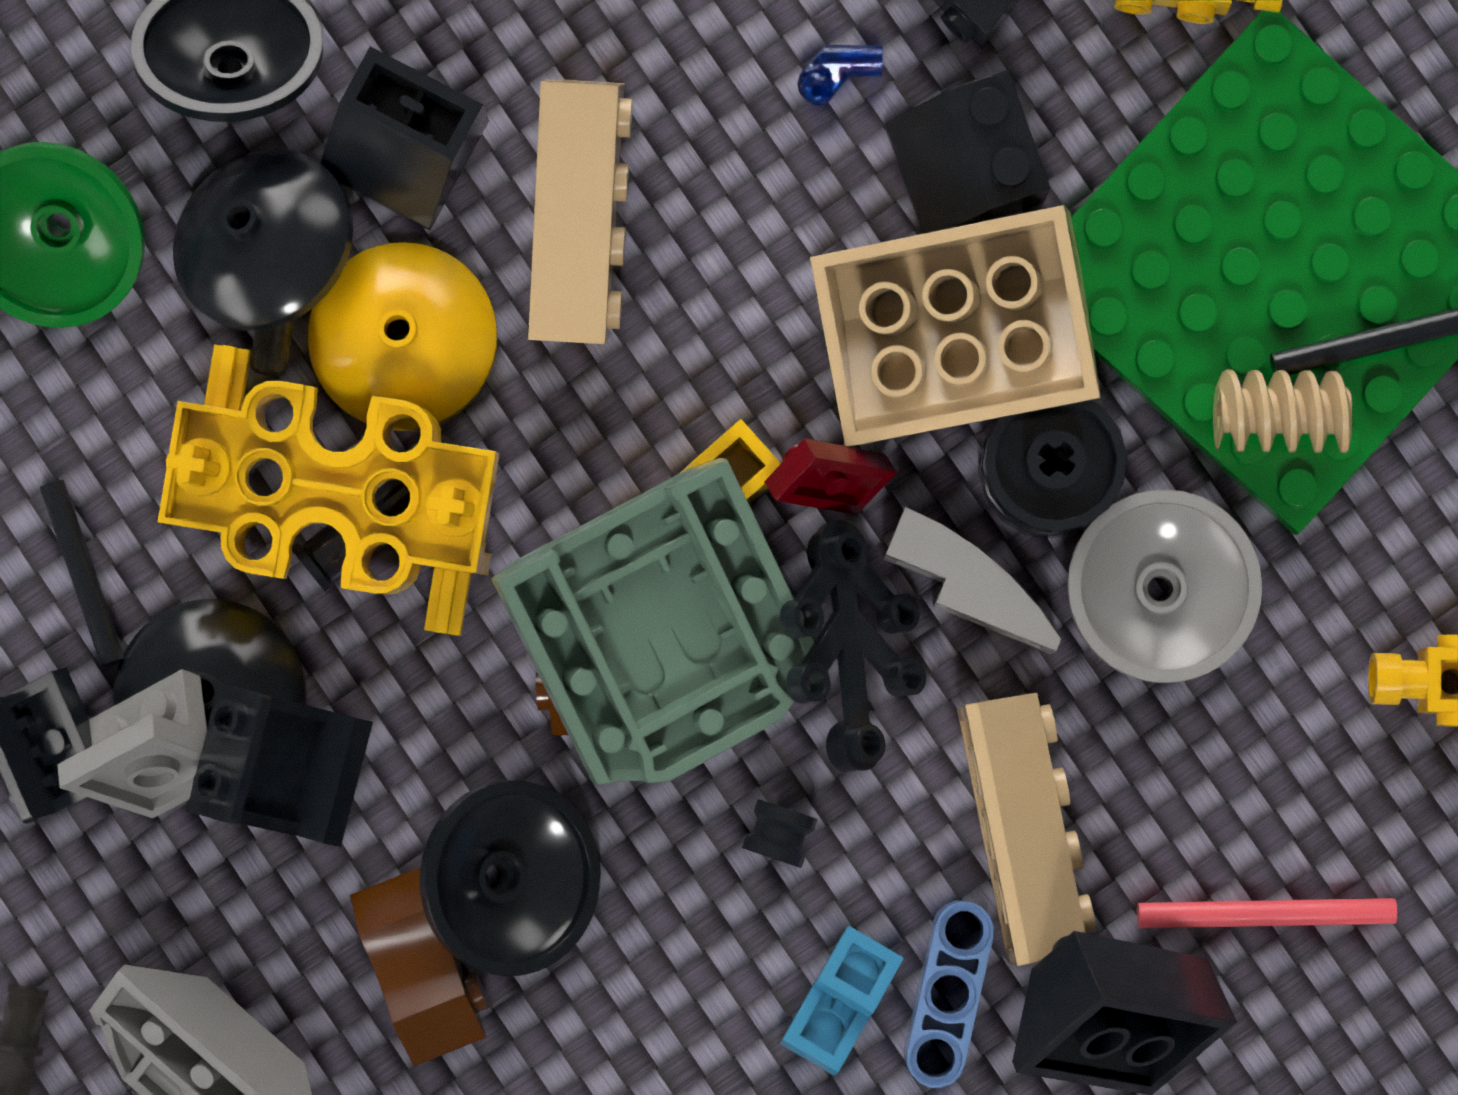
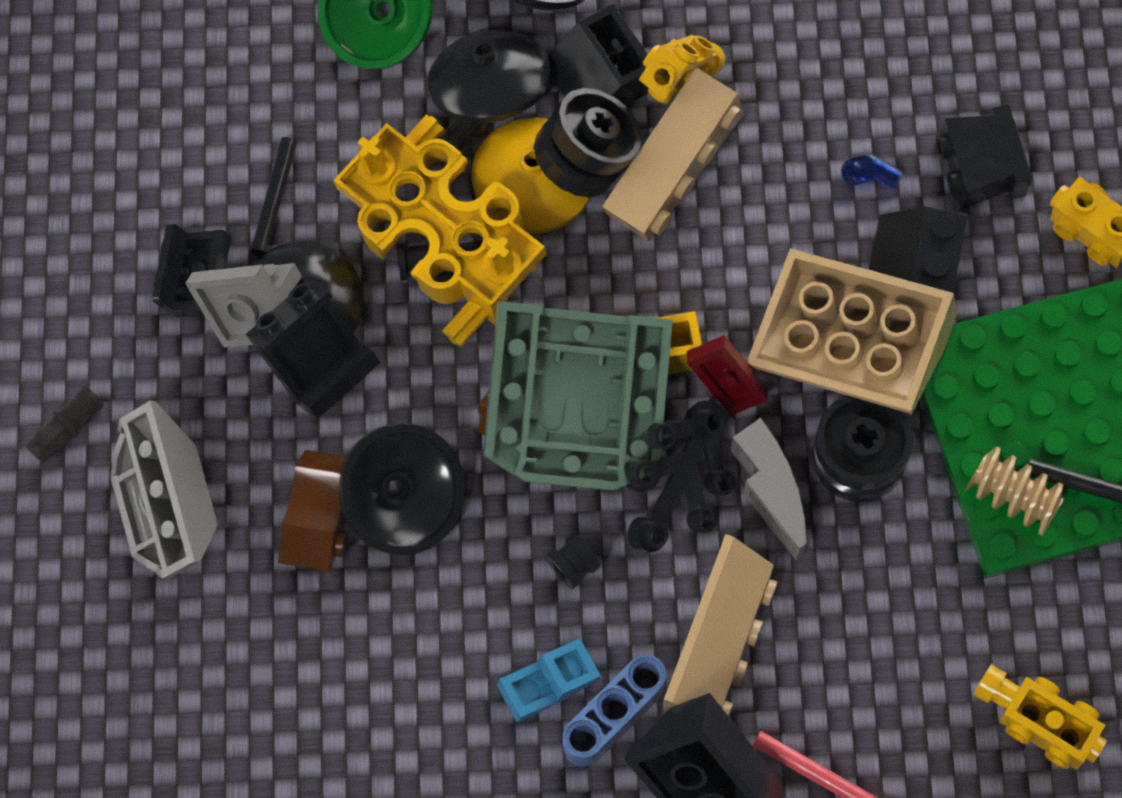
camera: 30 degrees right, 15 degrees down
(456, 264) = (587, 142): none -> black wheel
(509, 83) = (674, 62): none -> yellow brick
(1209, 576) = (891, 524): light grey dish -> none

